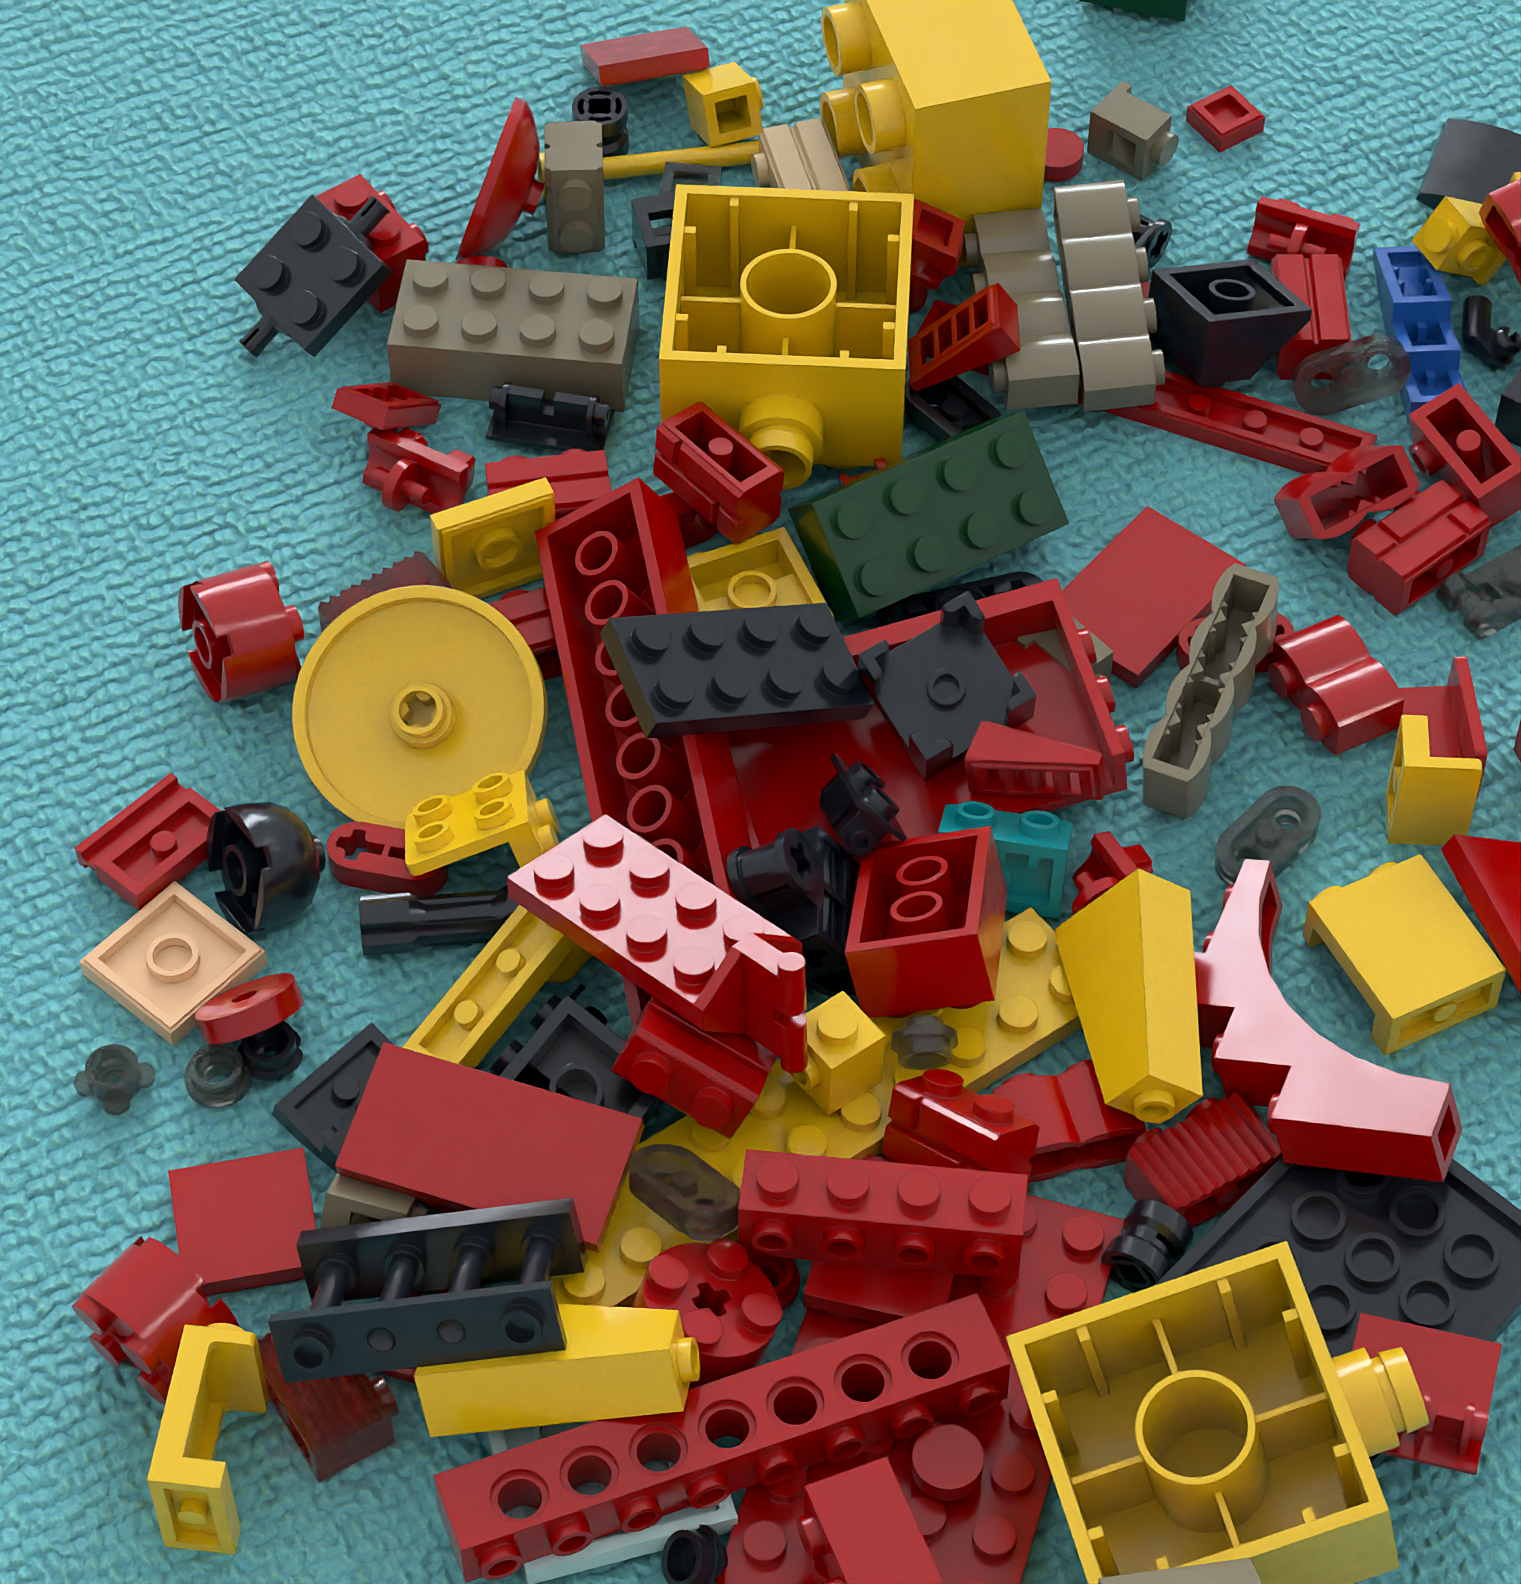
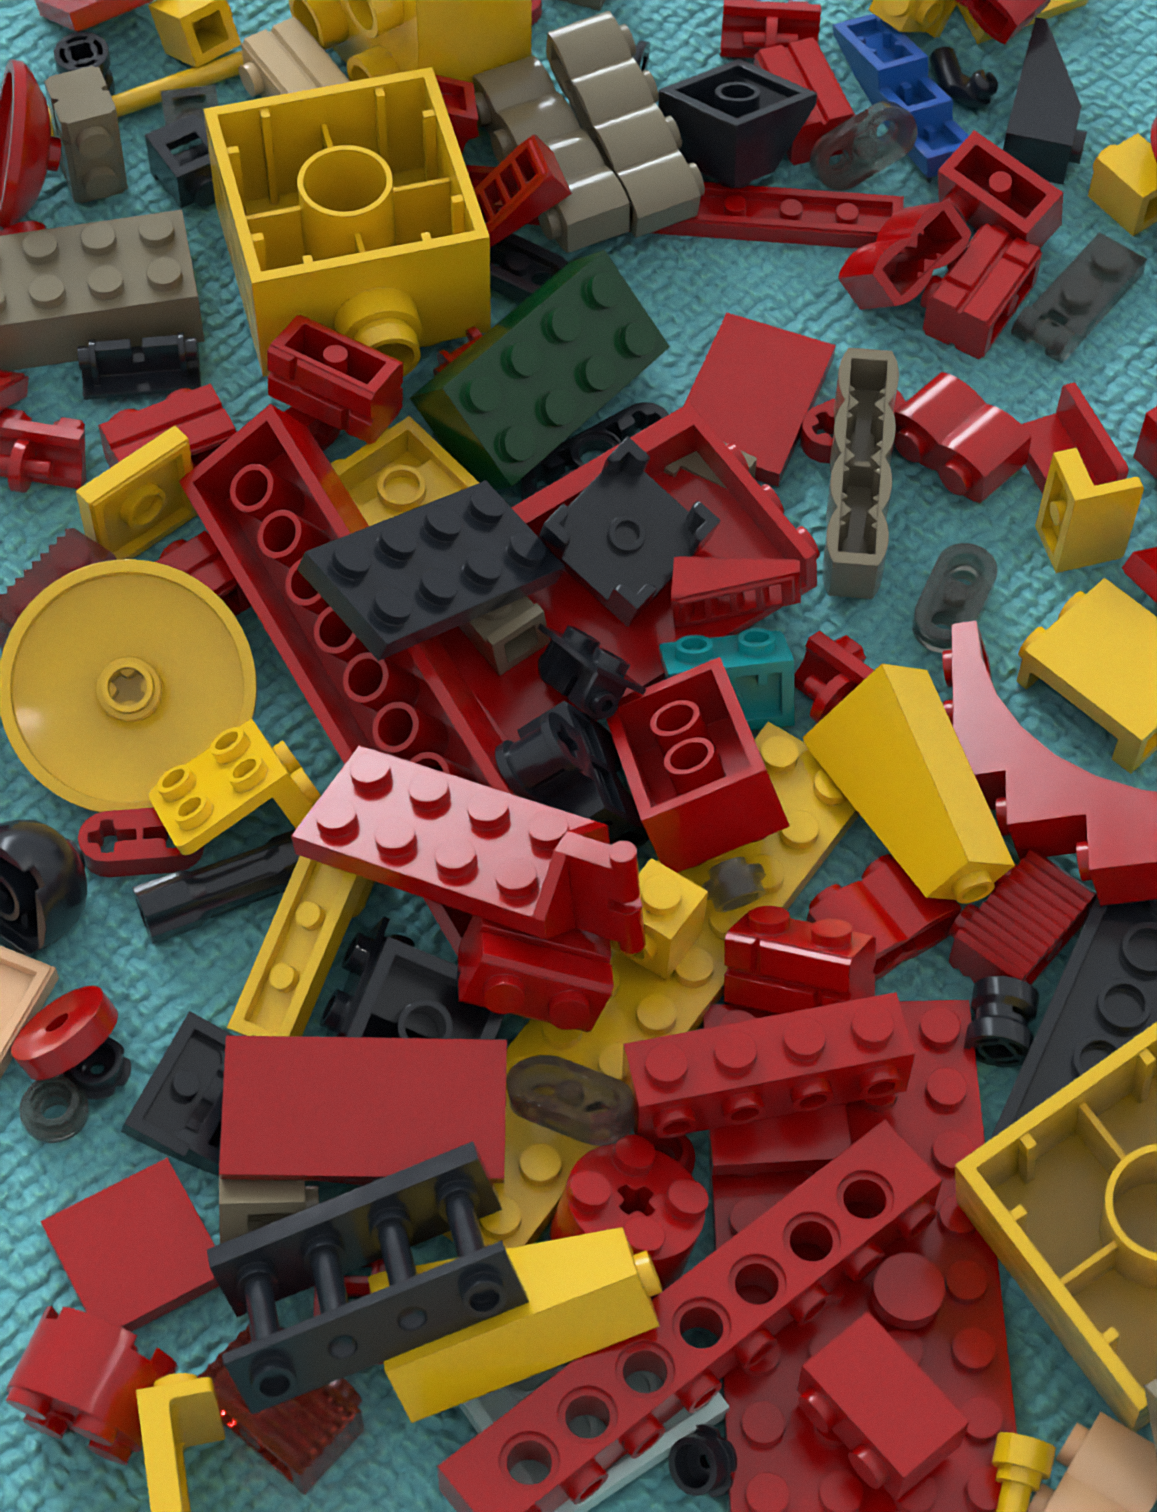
camera: 20 degrees left, 5 degrees up
(798, 743) = (508, 634): none -> dark tan brick

